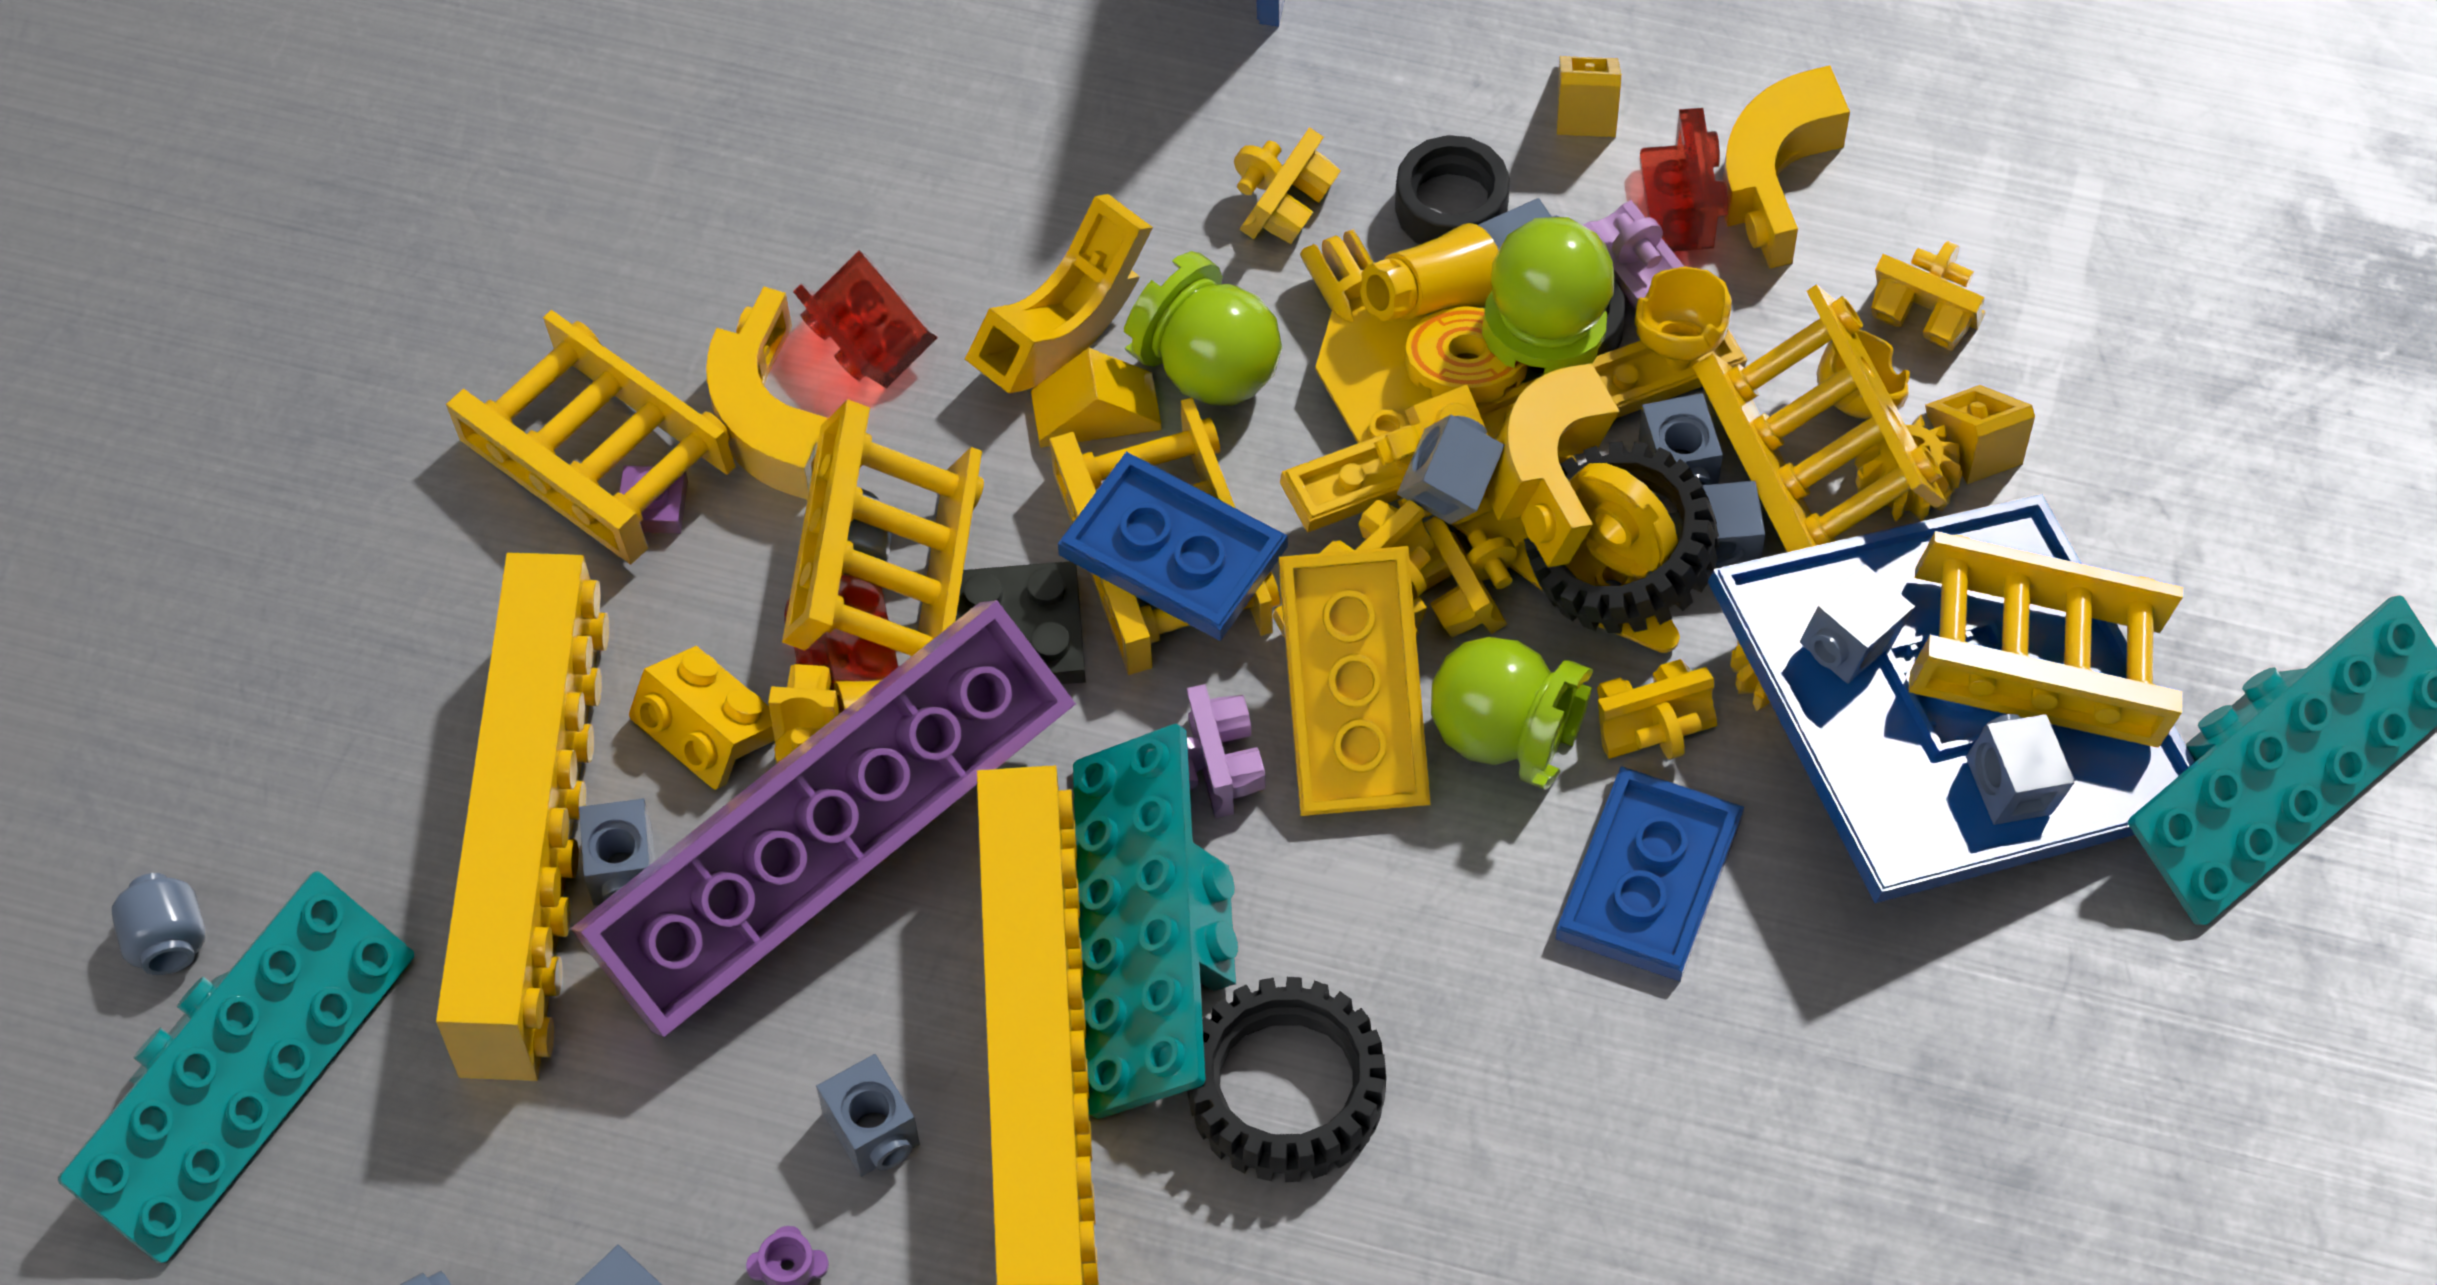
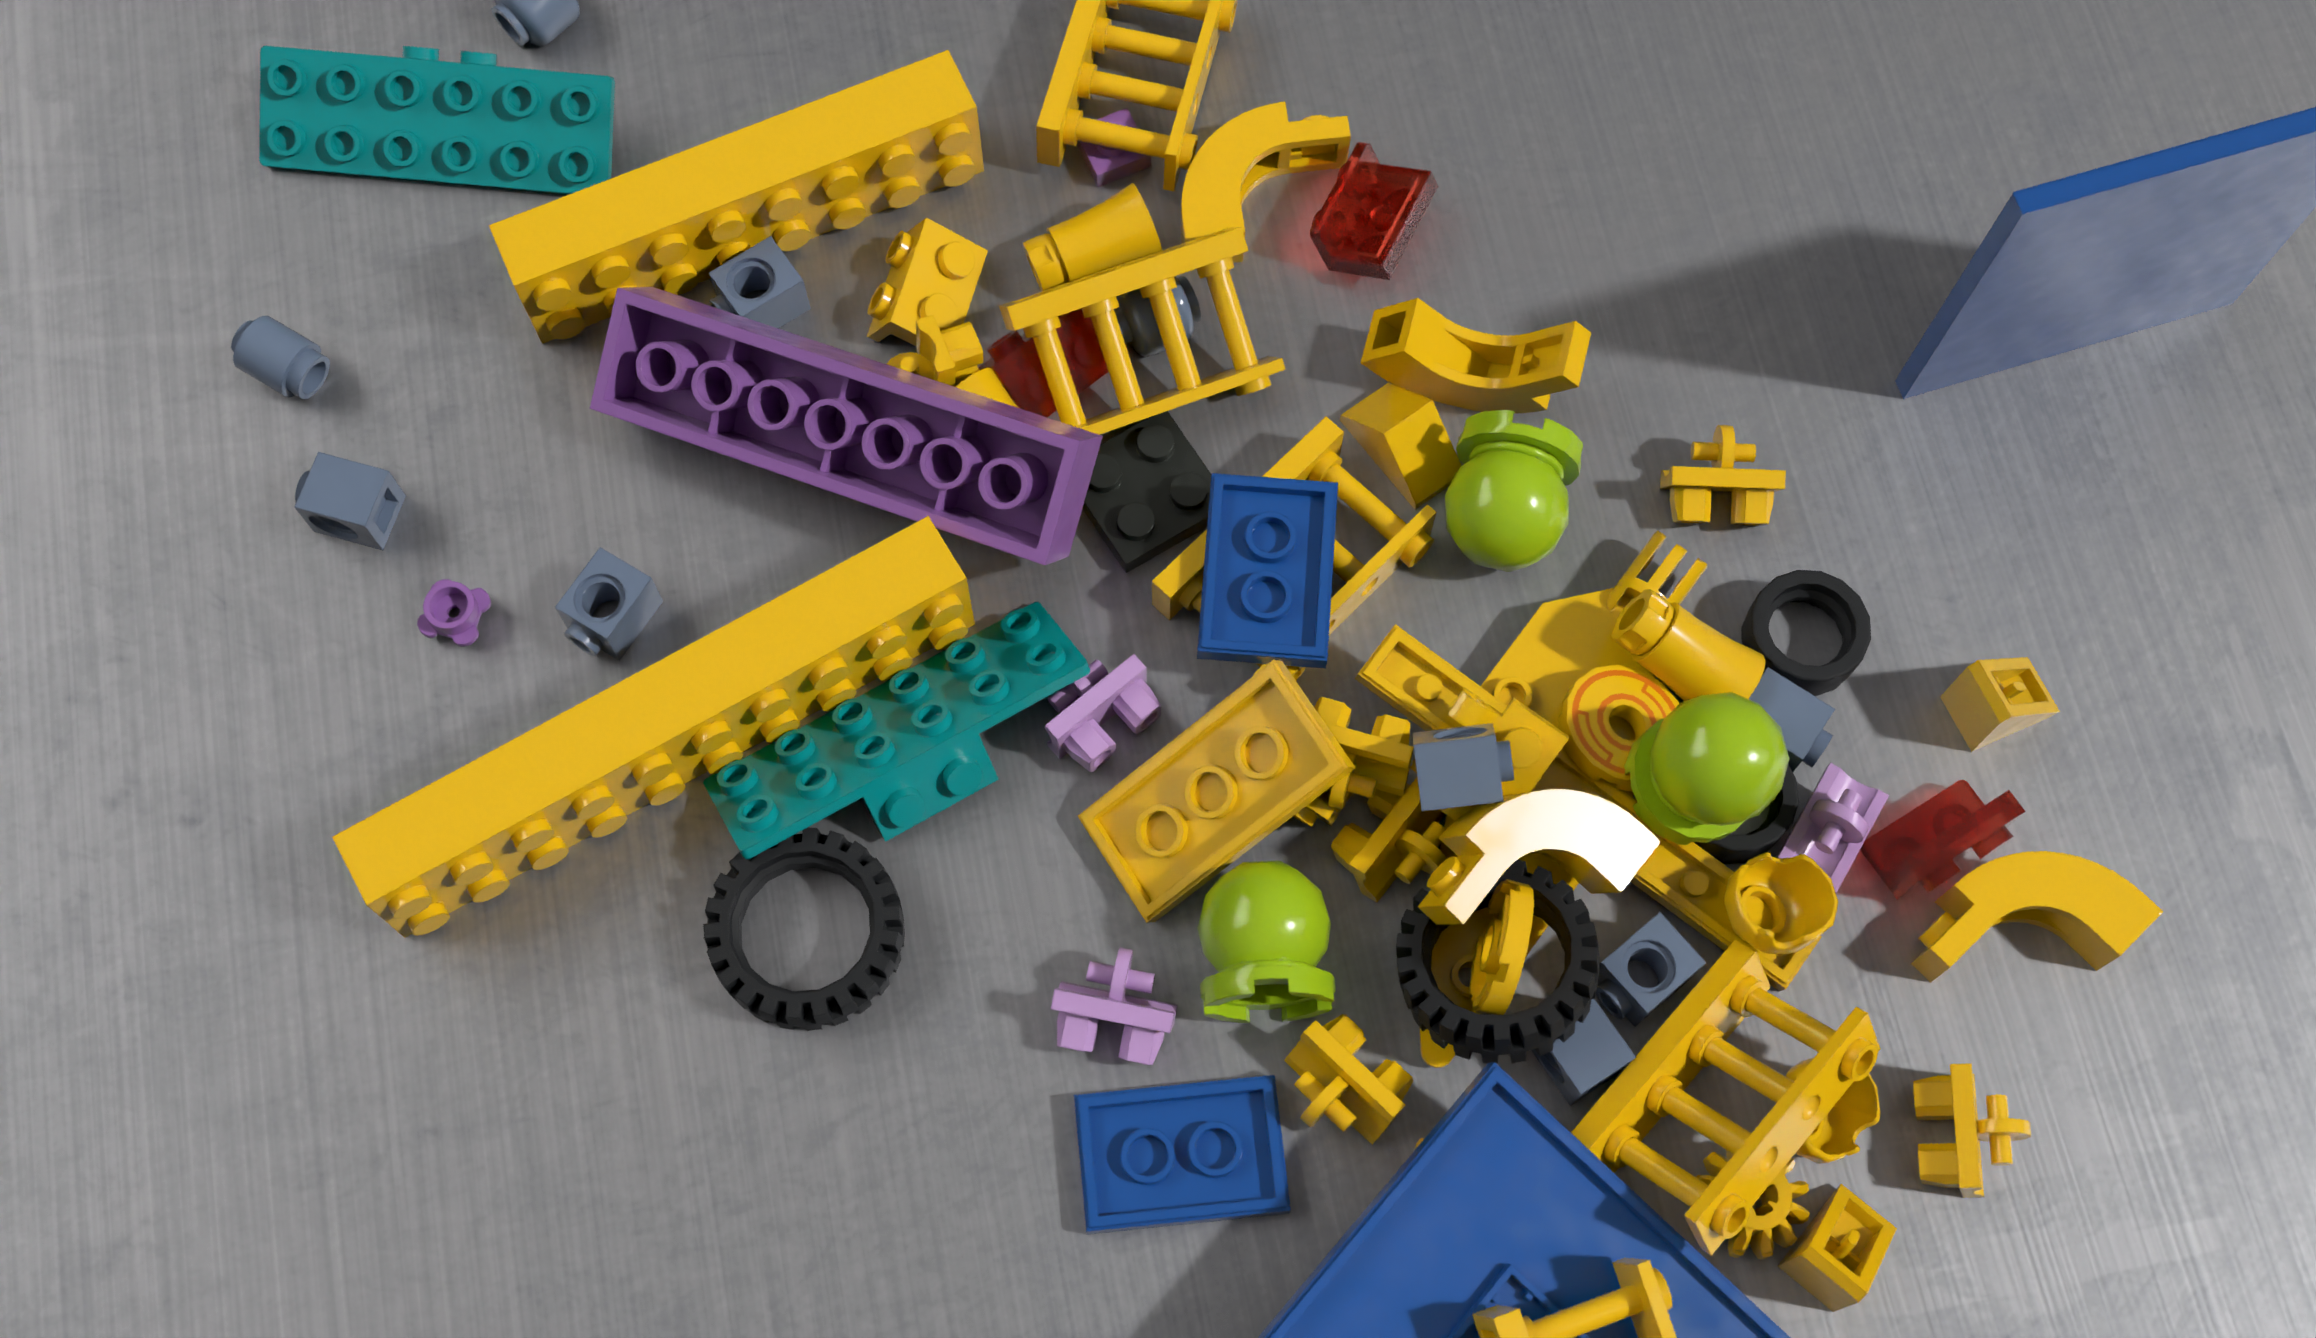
camera: 60 degrees right, 10 degrees up
(754, 546) = (1093, 240): none -> yellow plant
(1521, 842) = (1084, 1006): none -> lavender hips
(1856, 624) = (1500, 1228): brick -> none

